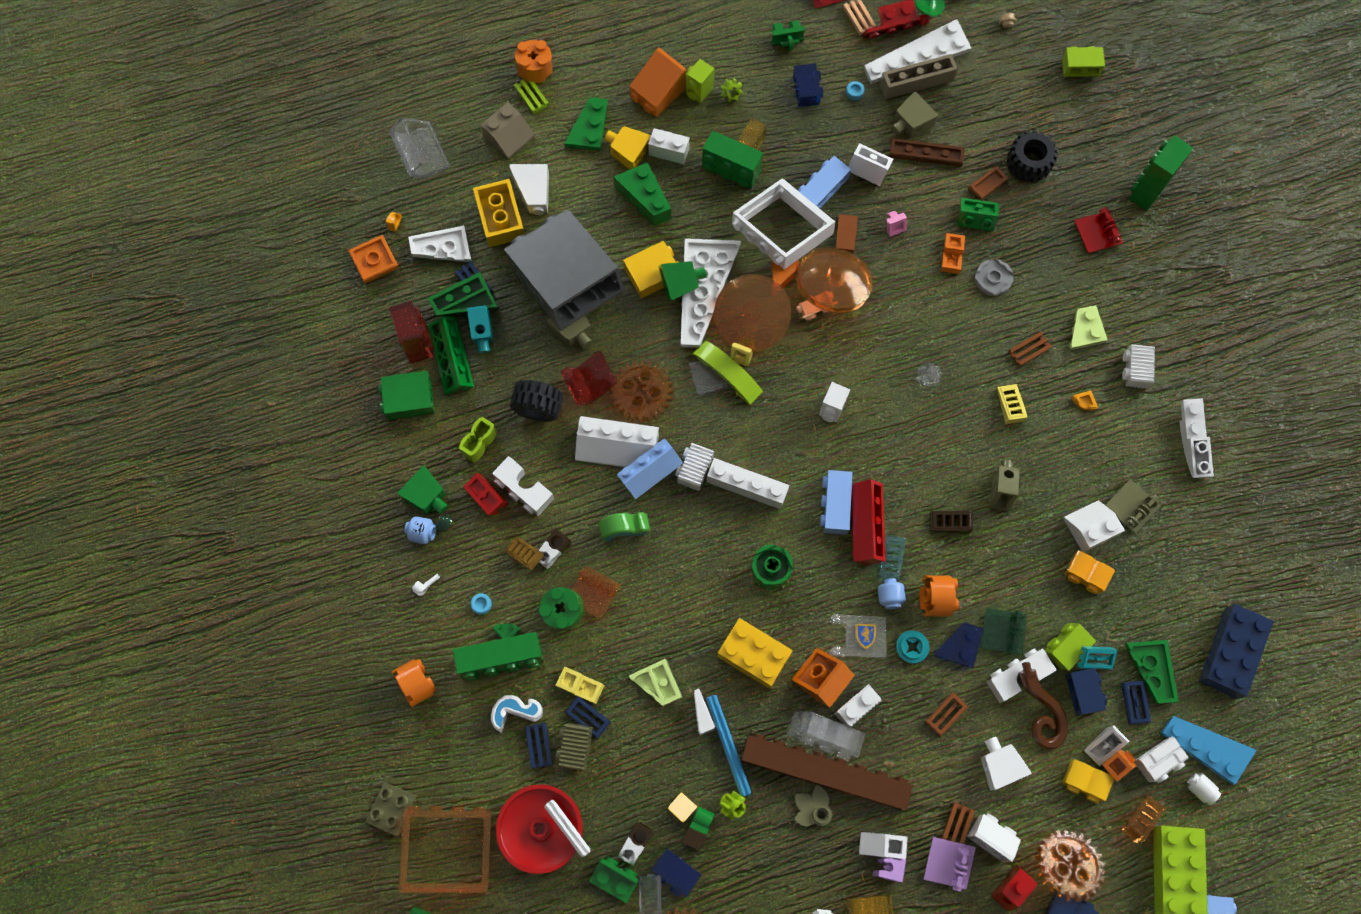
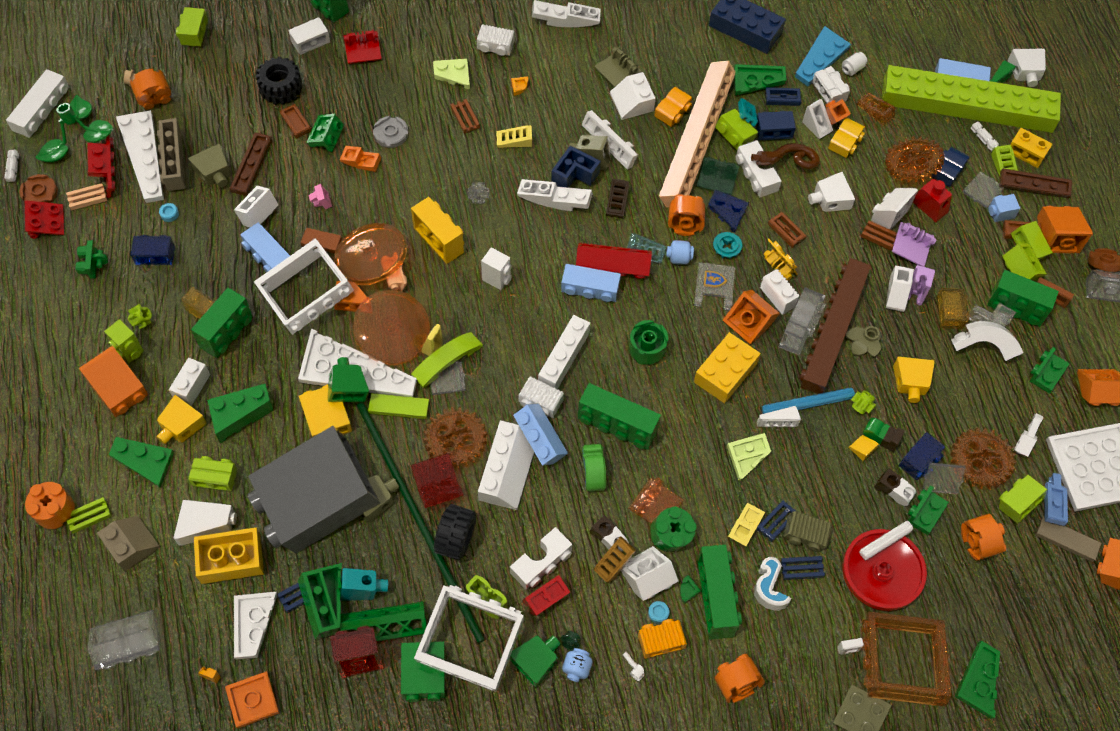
camera: 85 degrees left, 10 degrees down
(401, 416) = (473, 600): none -> white window
(452, 608) = (661, 638): none -> light orange brick
(457, 795) = (850, 646): none -> white tile
(517, 589) = (649, 573): none -> white slope
(556, 370) = (418, 518): none -> dark green piece
(578, 185) = (212, 473): none -> lime brick
(670, 336) = (398, 406): none -> lime tile
(678, 543) = (618, 416): none -> green brick
(772, 864) = (913, 376): none -> yellow torso
(871, 338) = (438, 230): none -> yellow brick
(905, 702) = (777, 258): none -> yellow hinge
(941, 453) = (556, 197): none -> white slope
(981, 466) = (575, 165): none -> dark blue brick
(993, 40) = (150, 88): none -> orange brick
(1038, 493) = (599, 127): none -> white hinge
(1058, 602) = (698, 131): none -> light nougat brick
(1099, 175) = (309, 36): none -> white brick

